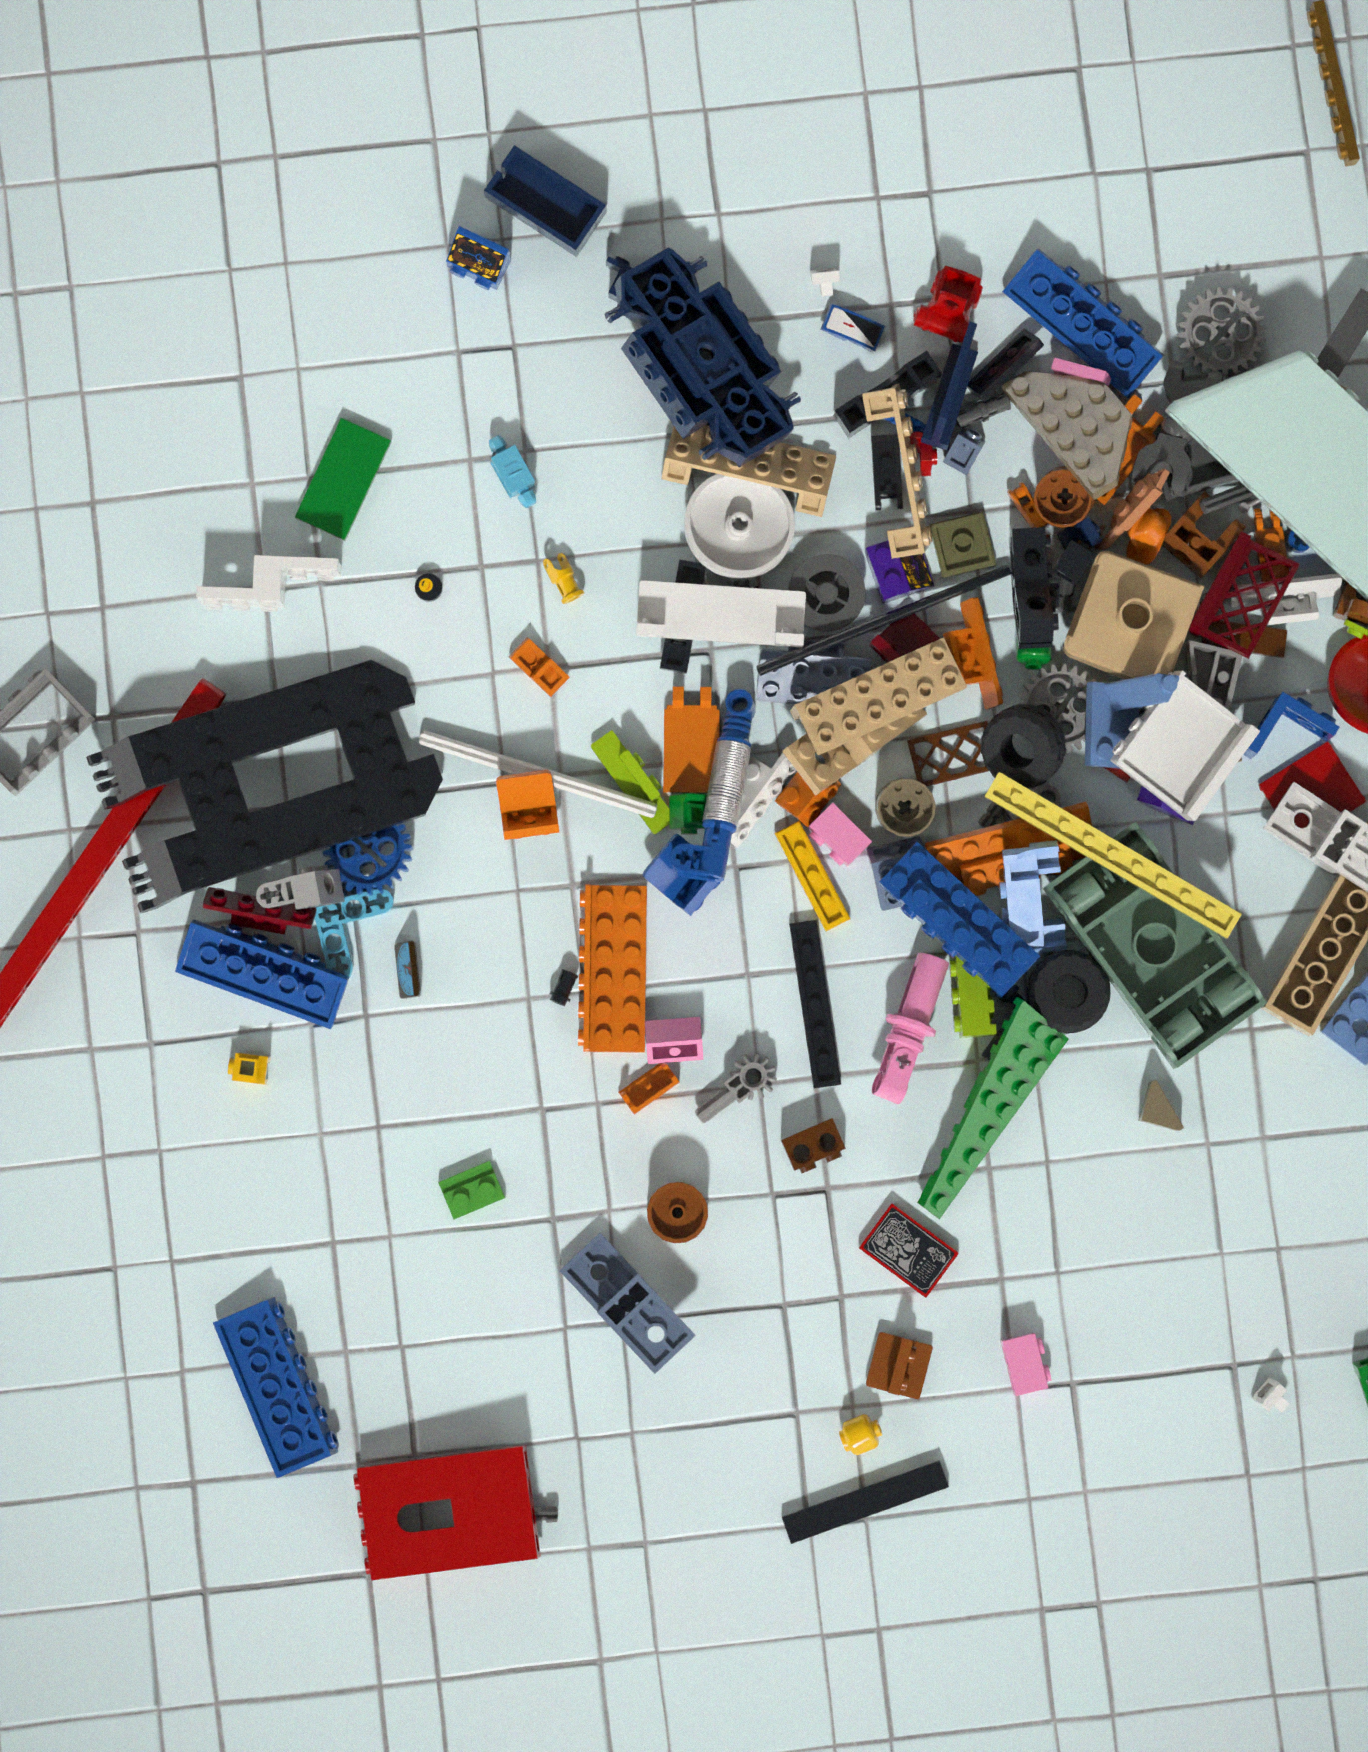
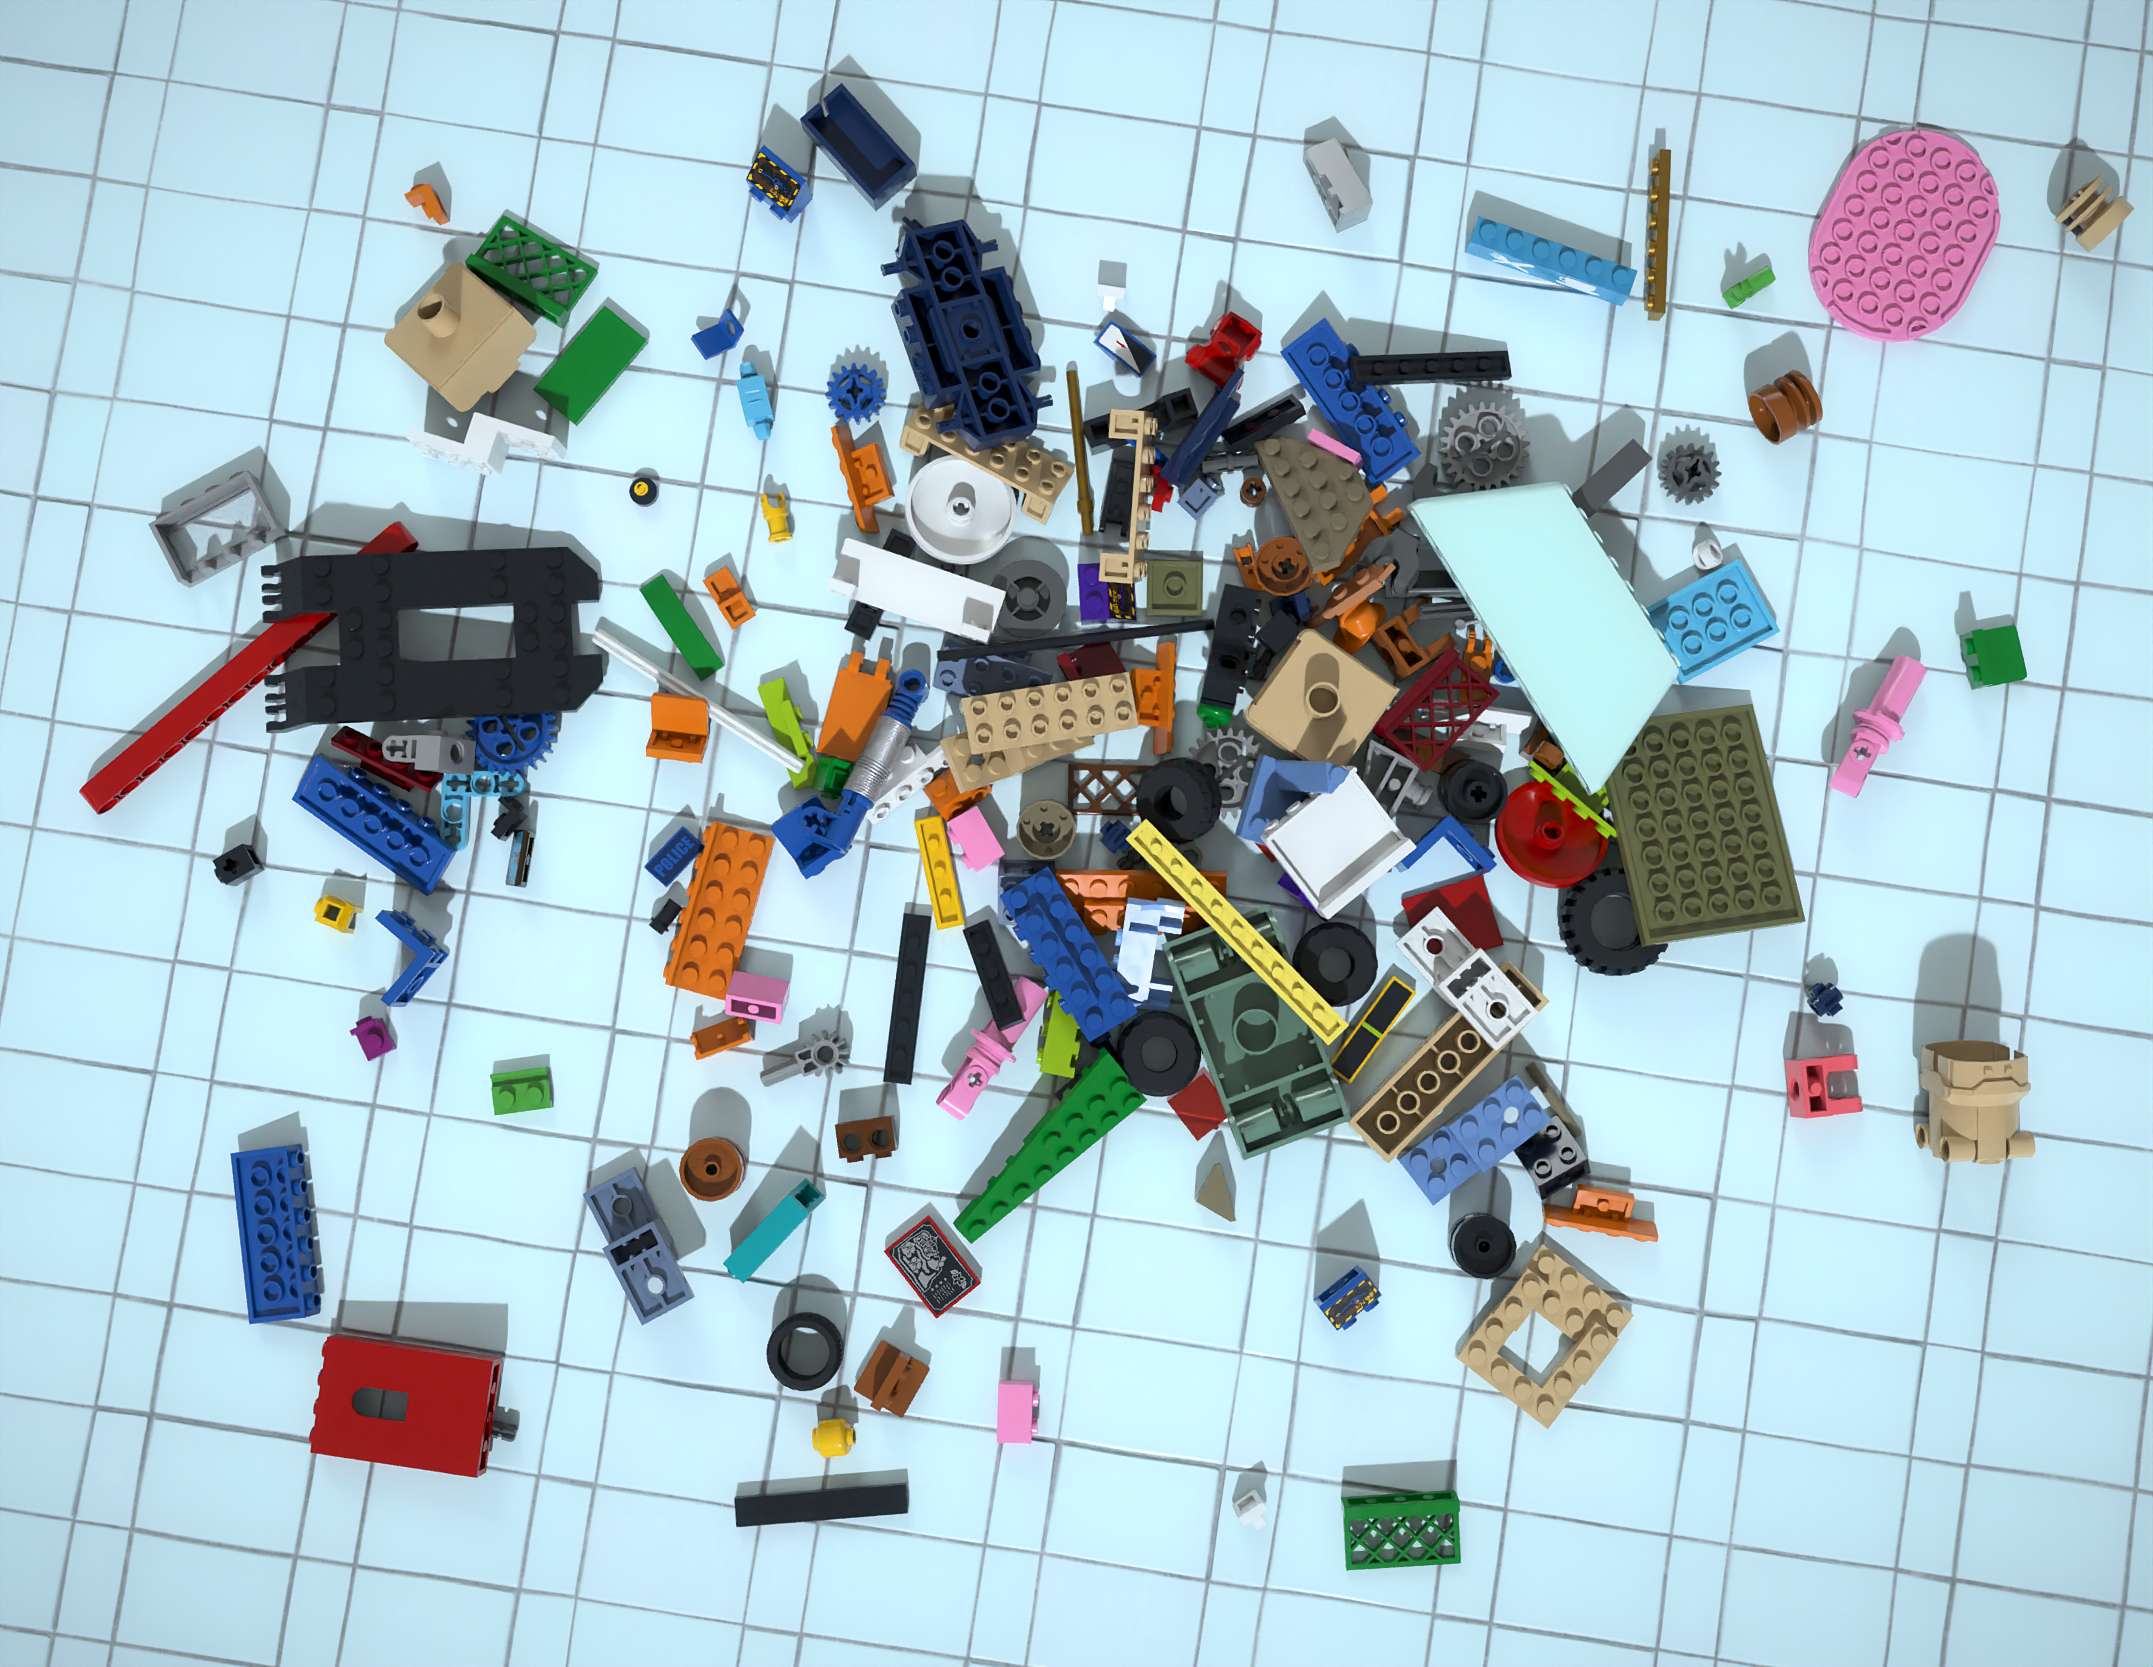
camera: 20 degrees right, 0 degrees up
(141, 1037) = (248, 865): none -> black brick
(148, 365) = (427, 197): none -> orange bracket
(216, 486) = (462, 338): none -> tan piece
(256, 425) = (515, 287): none -> green fence
(316, 1177) = (373, 1037): none -> magenta bracket
(339, 1072) = (424, 965): none -> blue bracket
(387, 940) = (508, 823): none -> black bracket
(460, 418) = (719, 337): none -> blue bracket
(501, 707) = (681, 627): none -> green slope
(556, 928) = (674, 856): none -> slope
(619, 436) = (845, 393): none -> blue gear
(638, 516) = (865, 477): none -> orange bracket
(750, 1257) = (774, 1230): none -> teal slope
(841, 1361) = (787, 1376): none -> black tyre
(855, 489) = (1084, 505): none -> pearl gold bar
(893, 958) = (994, 975): none -> black tile
(971, 797) = (1115, 836): none -> dark blue gear
(1010, 441) = (1258, 486): none -> reddish brown bush
(1014, 115) = (1338, 184): none -> light grey wedge
(1119, 1032) = (1198, 1107): none -> clear red piece
(1149, 270) = (1429, 368): none -> black tile
(1227, 839) = (1361, 955): none -> black tyre
(1237, 136) = (1551, 261): none -> dark azure brick
(1247, 680) = (1418, 794): none -> light grey wheel
(1263, 914) = (1371, 1029): none -> black tile
(1309, 1172) = (1348, 1298): none -> slope
(1313, 659) = (1488, 796): none -> black wheel

